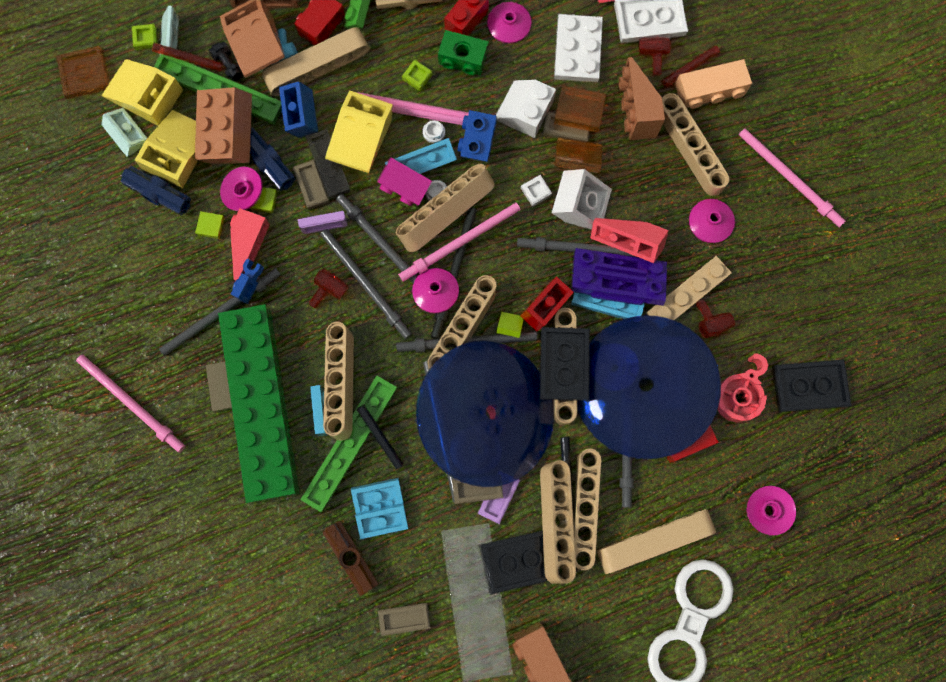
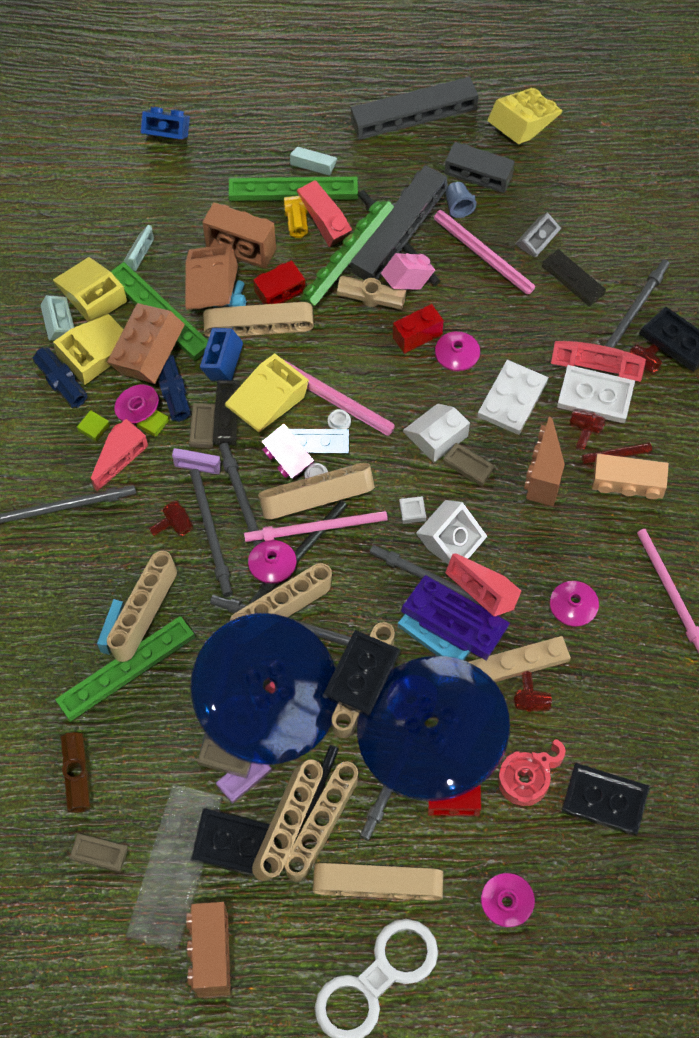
camera: 25 degrees right, 15 degrees down
(83, 72) = (46, 254): clear orange tile -> none
(144, 36) = (115, 244): lime tile -> none
(185, 56) = (153, 281): clear red bar -> none
(218, 387) = (33, 570): dark tan tile -> none
(220, 52) = (176, 281): black bar -> none
(246, 284) = (100, 485): blue plate -> none
(258, 404) = (58, 600): green brick -> none
(379, 436) = (156, 672): black bar -> none
(379, 508) = (125, 740): medium azure slope -> none
(417, 75) = (347, 366): lime tile -> none
(456, 43) = (394, 350): green brick -> none
(478, 136) = (377, 438): blue brick -> none
(510, 324) = (329, 620): lime tile -> none
(546, 304) = (371, 611): red brick -> none
(578, 155) = (465, 490): clear orange tile -> none
(580, 108) = (488, 450): clear orange tile -> none
(692, 155) = (581, 533): tan beam -> none

